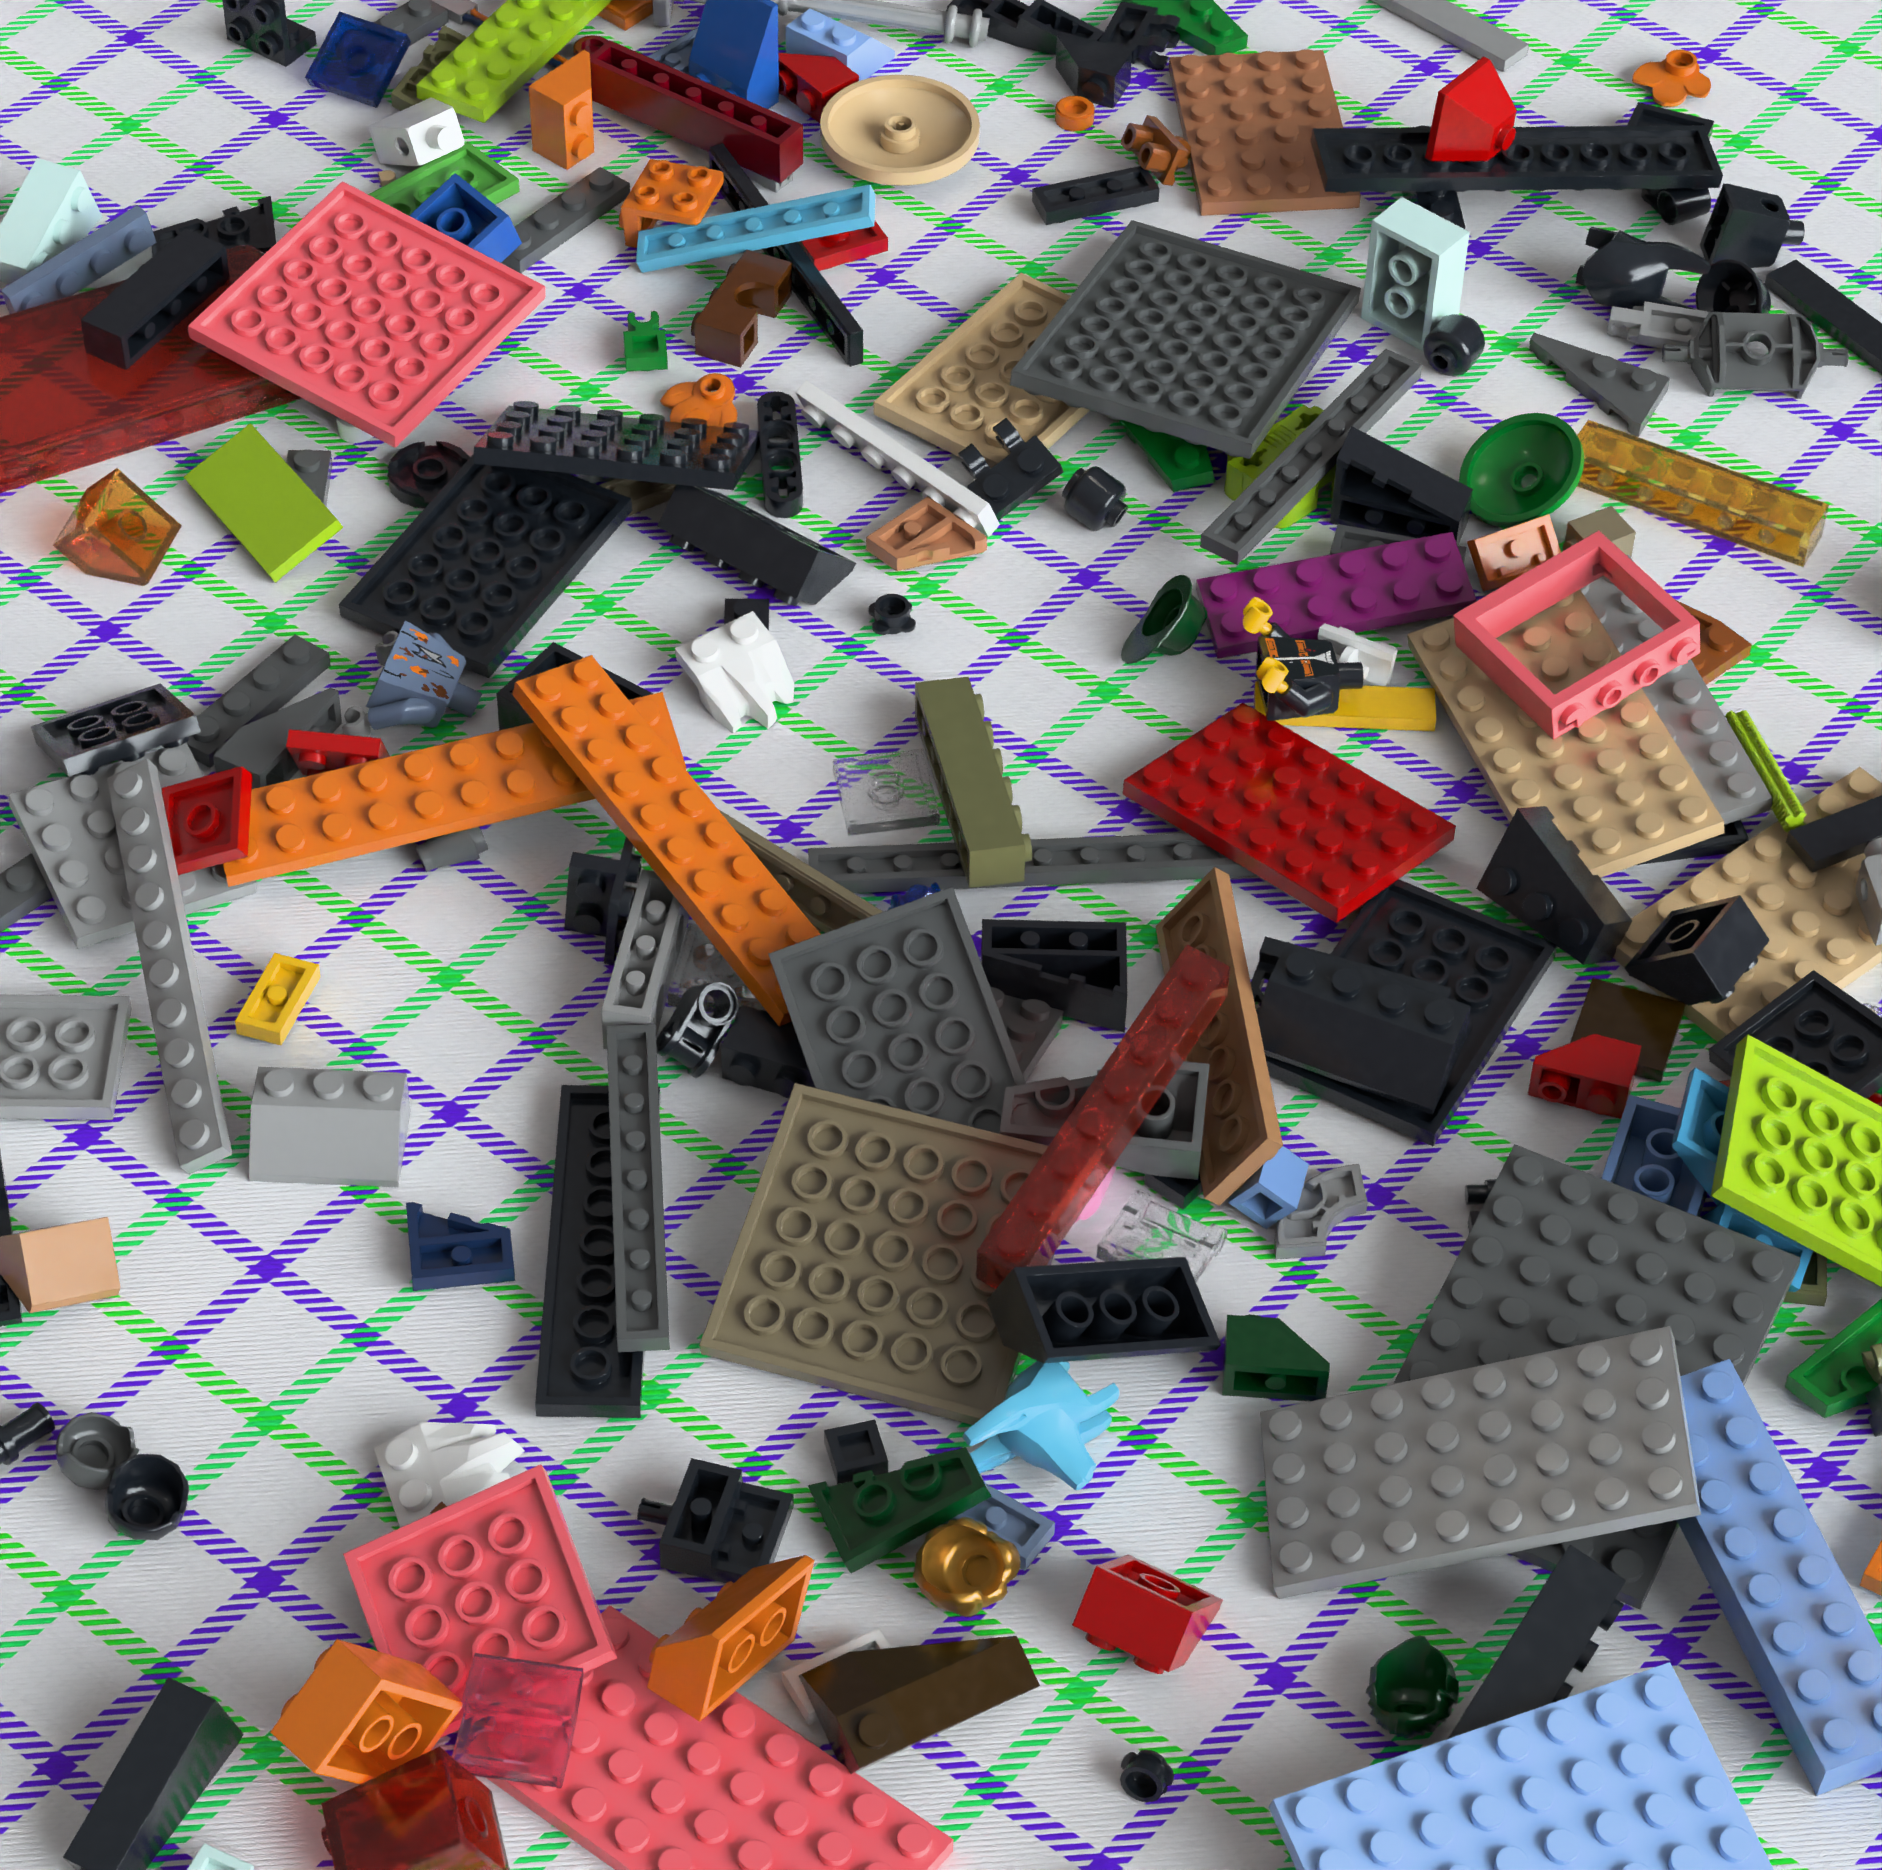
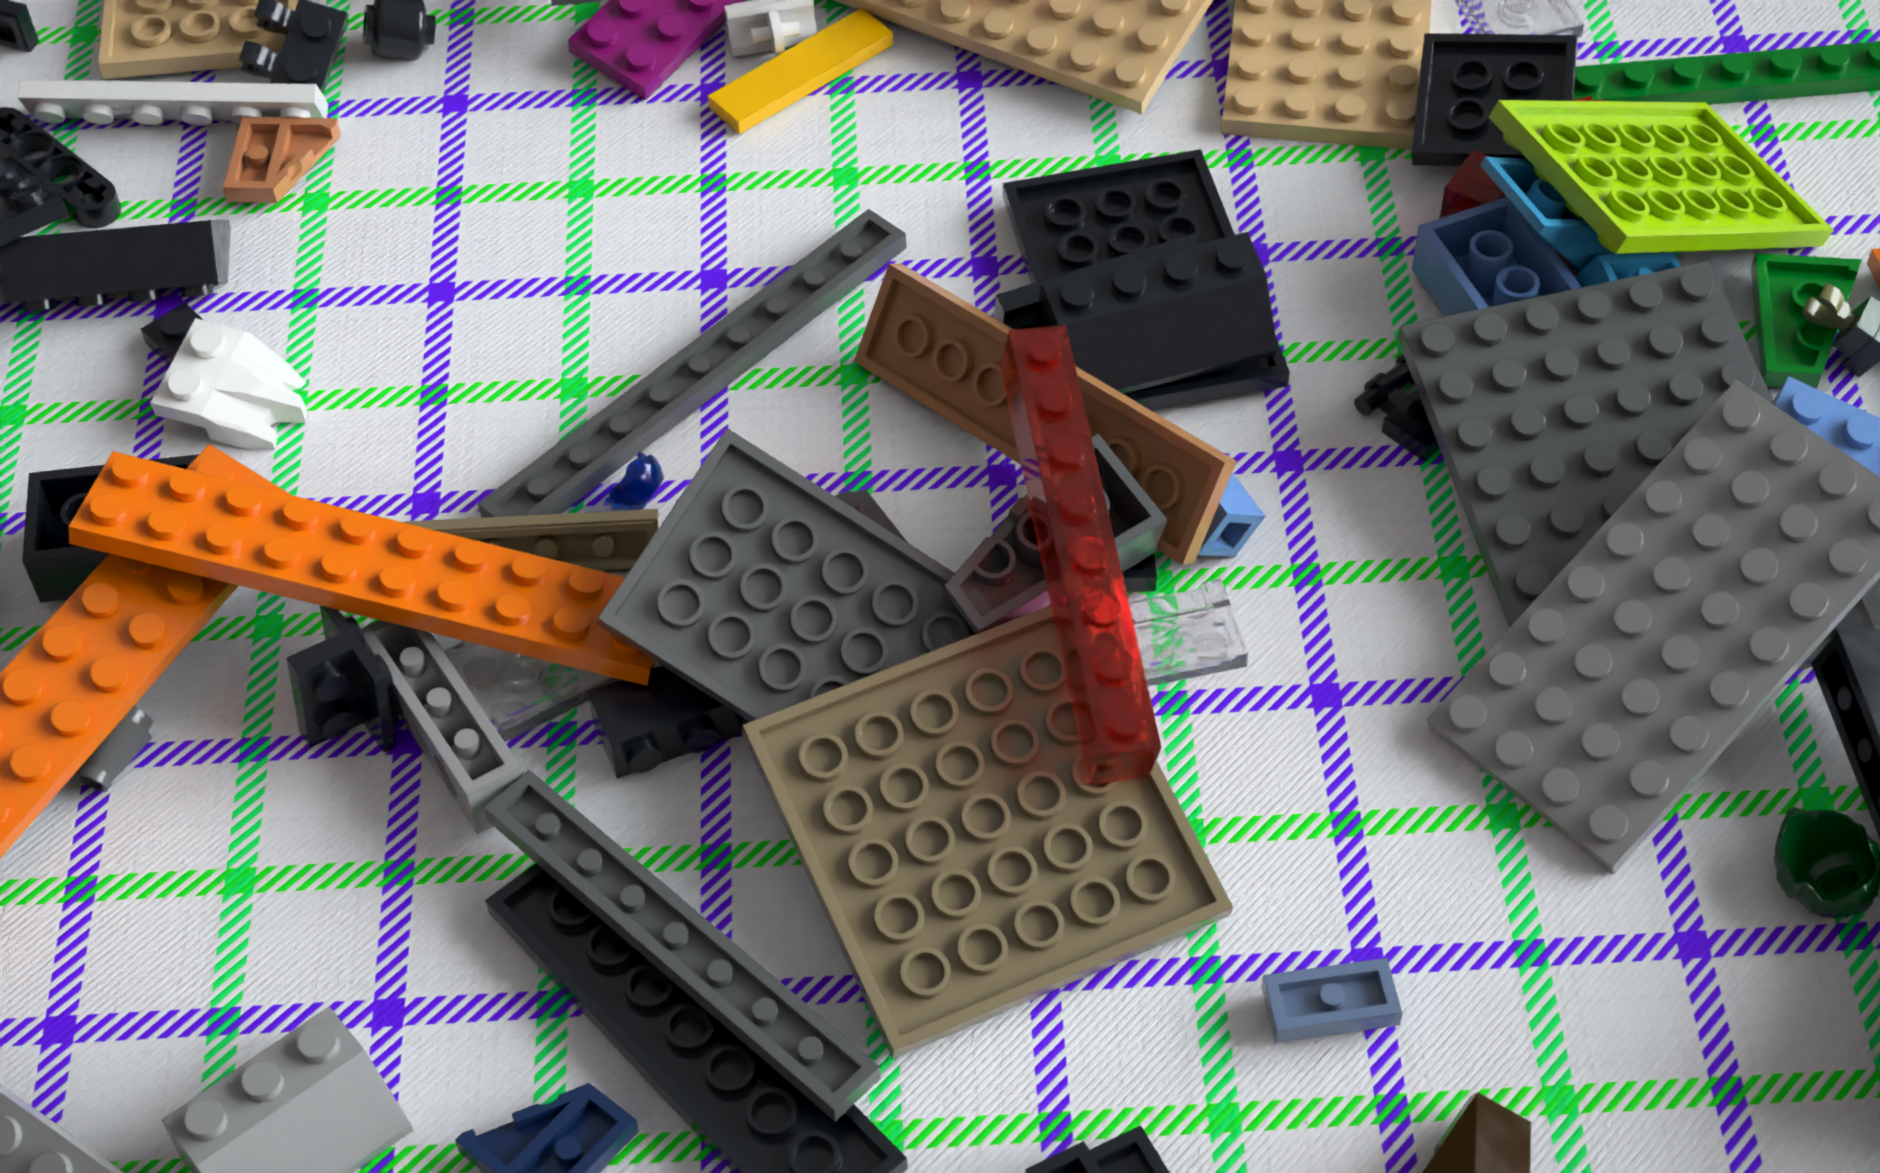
camera: 40 degrees left, 5 degrees up
(277, 999) = (88, 1034): yellow plate -> none
(691, 1033) = (562, 737): black piece -> none
(855, 1450) = (1142, 1036): black plate -> none
(886, 792) = (488, 404): clear plate -> none
(892, 615) = (317, 243): black plate -> none
(898, 1506) = (1244, 1059): dark green wing -> none
(965, 1566) = (1368, 1067): pearl gold hair -> none
(971, 782) = (569, 341): olive brick -> none
(1045, 1424) = (1282, 874): medium azure piece -> none
(1063, 963) = (851, 438): black wedge -> none
(1102, 1310) = (1241, 734): black slope -> none
(1145, 1613) = (1551, 977): red slope -> none
(1145, 1775) = (1713, 1127): black plate -> none
(1169, 623) = (580, 92): dark green piece -> none
(1270, 1361) = (1384, 667): dark green slope -> none
(1289, 811) = (863, 184): red plate -> none
(1296, 673) = (747, 64): black torso -> none
(1322, 1205) = (1268, 484): light grey tile -> none
(1552, 890) = (1158, 104): black wedge -> none
(1587, 1074) = (1347, 237): red slope -> none
(1632, 1018) = (1320, 184): dark brown tile -> none
(1700, 951) = (1325, 76): black slope -> none

